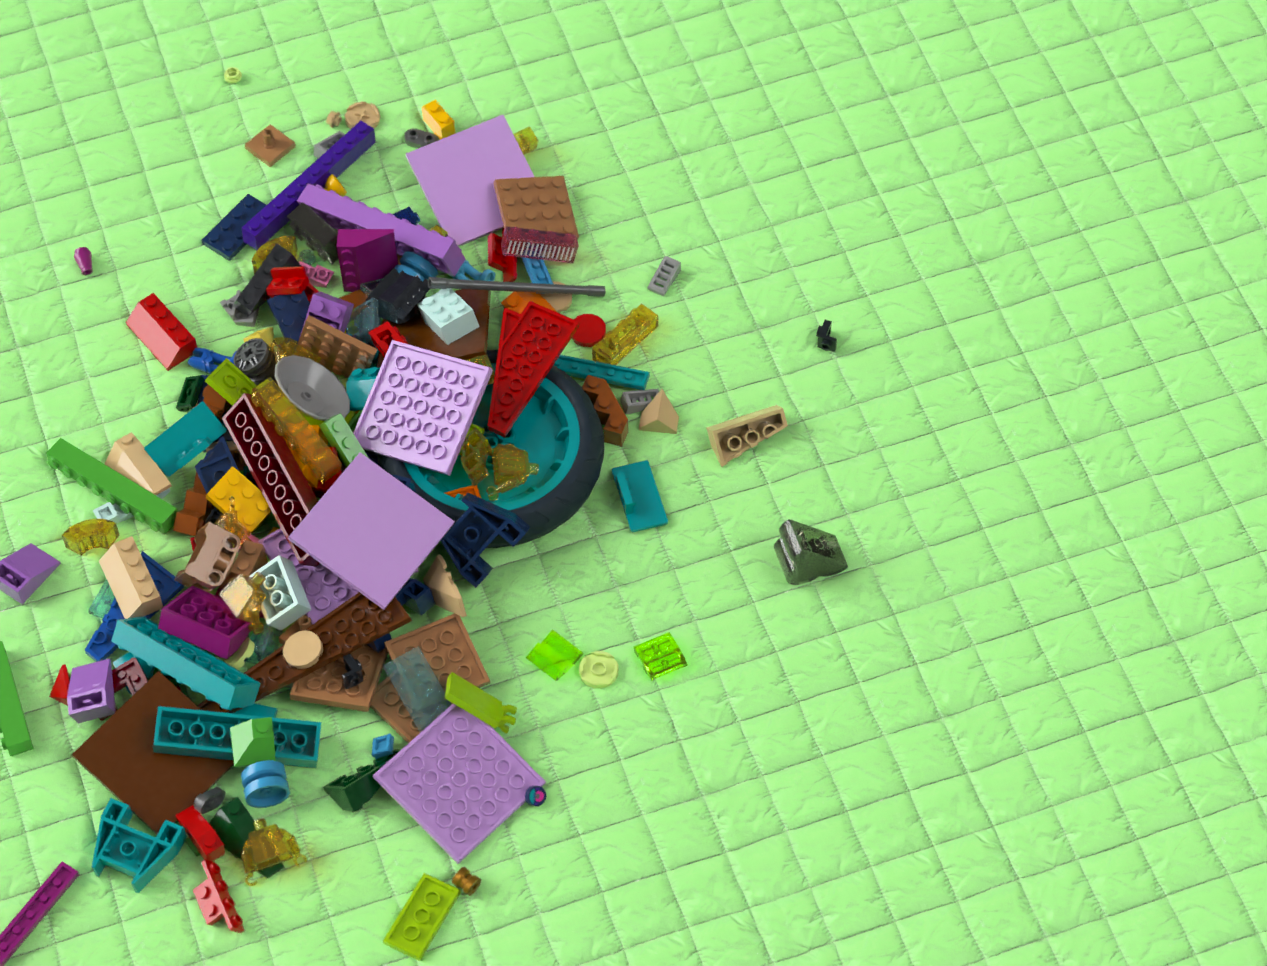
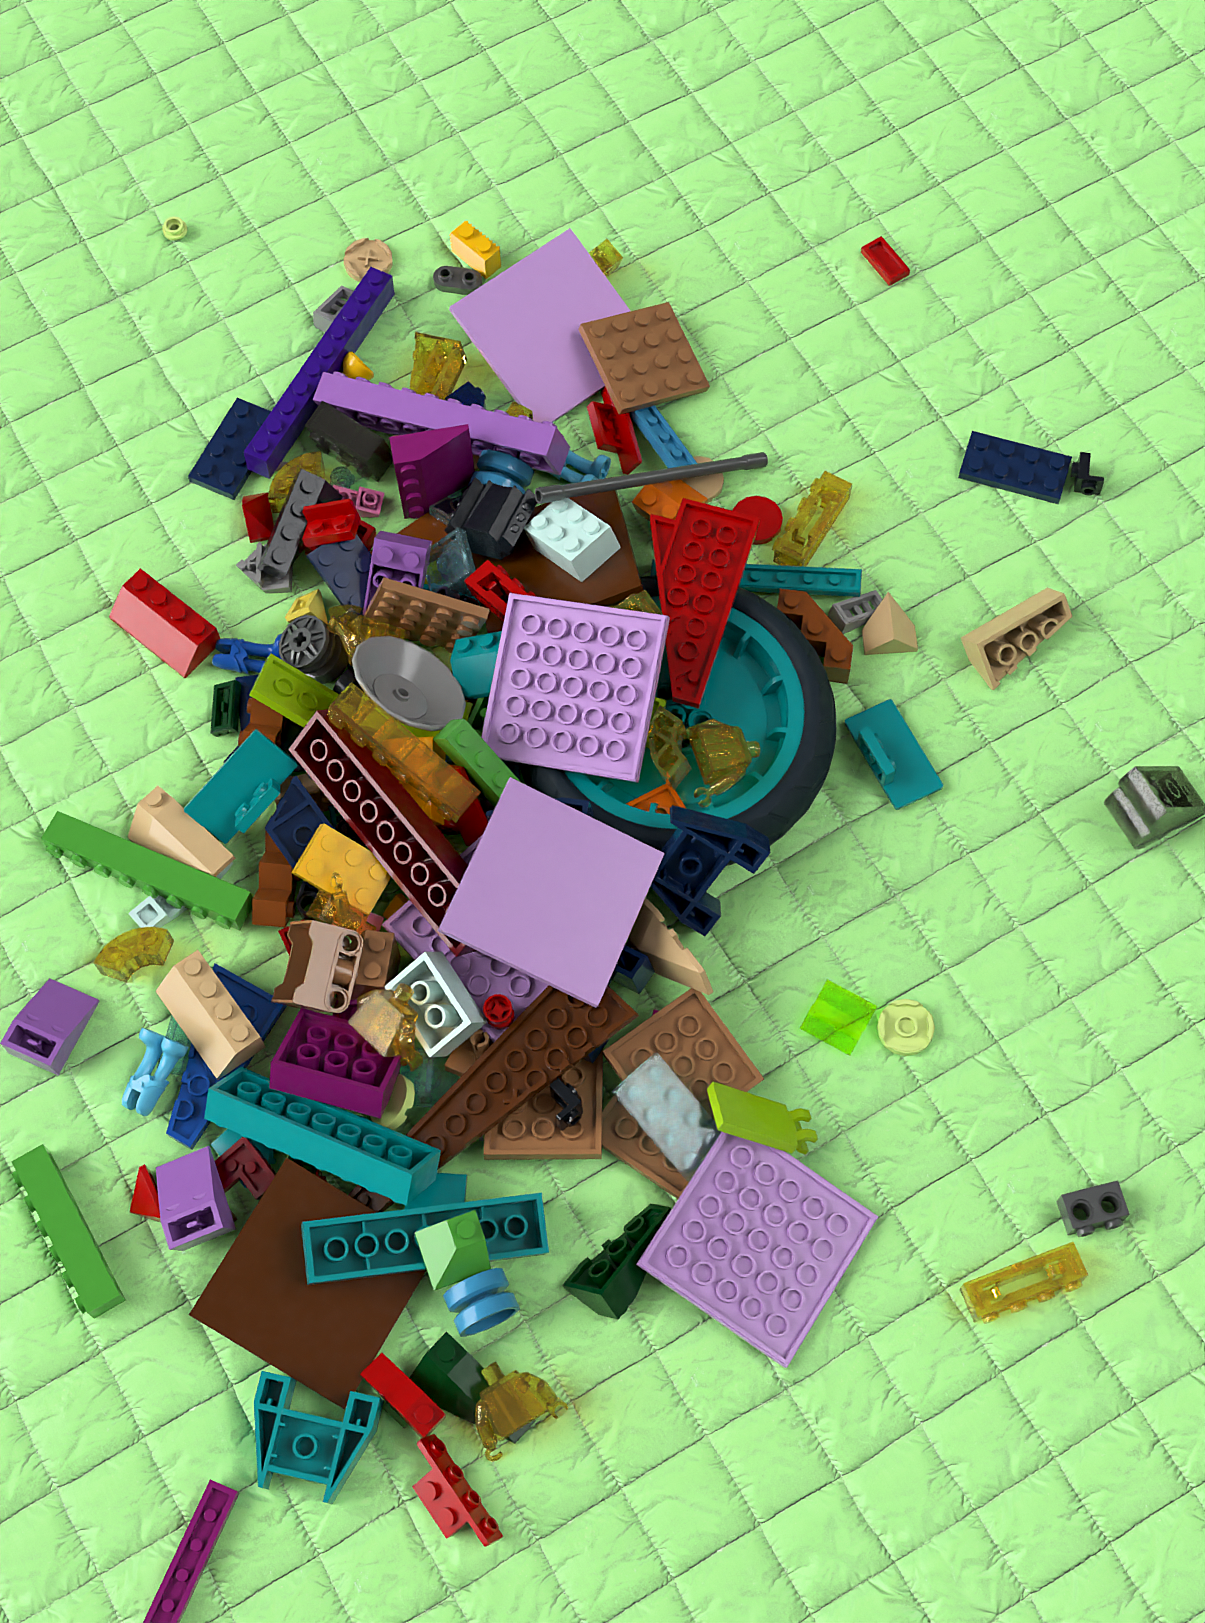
camera: 10 degrees left, 10 degrees up
(78, 619) = (143, 1089): none -> medium azure piece
(84, 260) = (28, 533): magenta cone -> none
(209, 800) = (407, 1336): flat silver plate -> none
(242, 273) = (258, 516): none -> red slope
(270, 145) = (250, 322): medium nougat tile -> none
(302, 649) = (489, 1086): tan tile -> none
(320, 604) = (497, 1005): none -> red wheel
(333, 119) = (330, 270): tan plate -> none
(382, 746) = (632, 1204): dark azure tile -> none
(390, 192) = (436, 365): none -> clear yellow wedge
(421, 916) = (755, 1464): lime tile -> none
(466, 881) = (807, 1397): pearl gold wheel -> none
(535, 795) = (870, 1242): tile -> none
(539, 244) = (663, 408): clear pink brick -> none
(631, 837) = (1069, 1265): none -> clear yellow brick
(660, 656) = (987, 991): clear neon green slope -> none
(668, 265) = (845, 408): light grey slope -> none
(691, 795) = (1090, 1202): none -> dark grey brick
(727, 172) = (885, 261): none -> red tile
(779, 324) = (1015, 467): none -> dark blue plate

